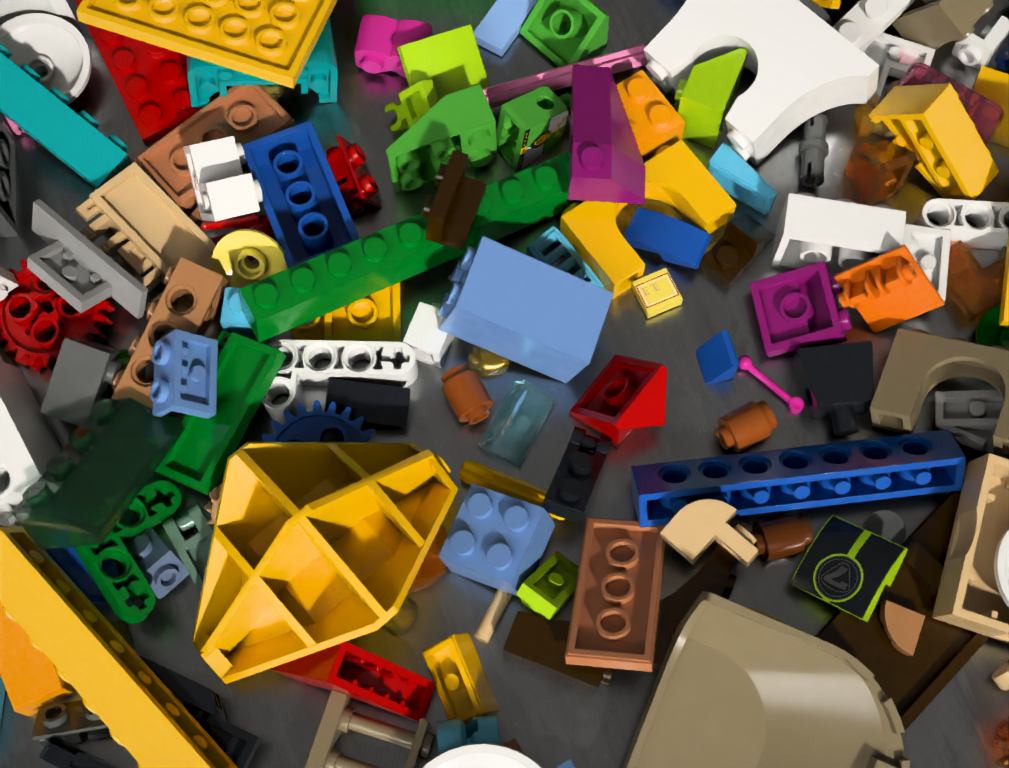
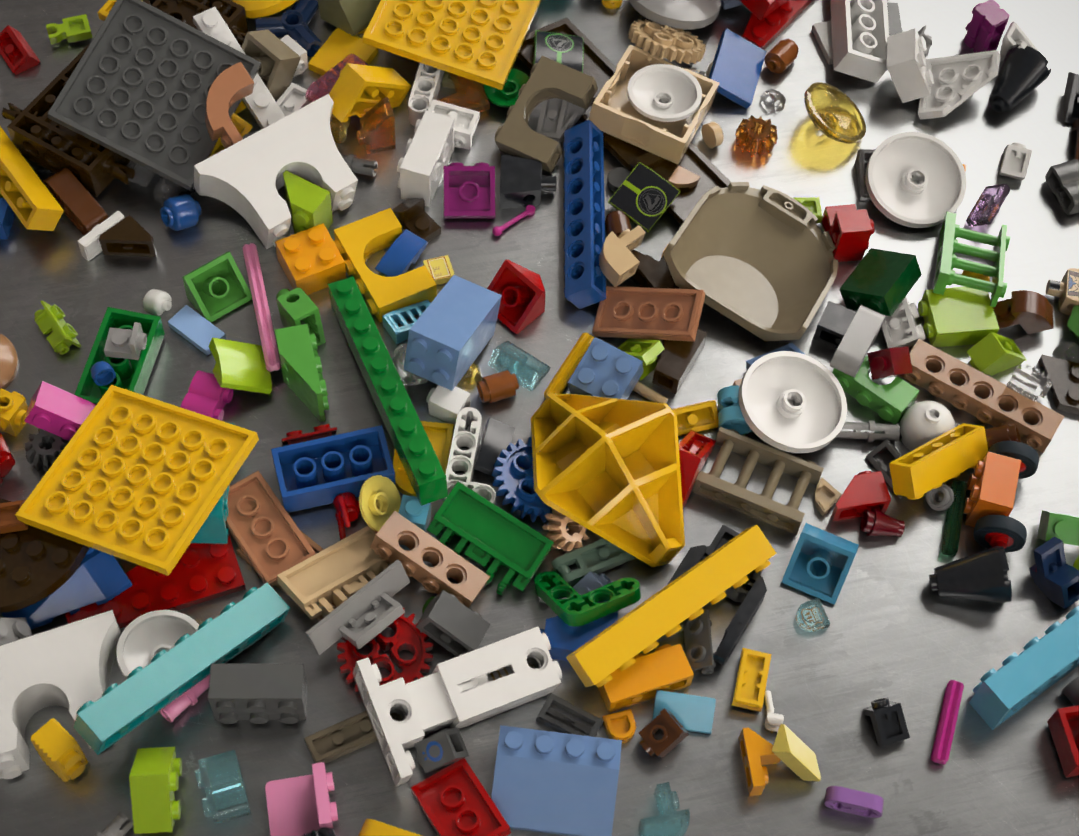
camera: 90 degrees left, 10 degrees down
(96, 474) = (538, 594): clear green slope -> none
(184, 375) = (467, 544): medium blue bracket -> none
(219, 181) = (313, 516): white brick -> none
(413, 105) = (267, 385): lime plate -> none
(455, 204) = (375, 348): dark brown bracket -> none
(577, 476) = (566, 326): black plate -> none
(602, 146) = (338, 269): magenta wedge -> none
(718, 359) = (494, 242): blue slope -> none
(741, 180) = (366, 204): medium azure slope -> none
(745, 426) = (544, 234): dark orange brick -> none
(888, 289) = (470, 136): orange hinge -> none

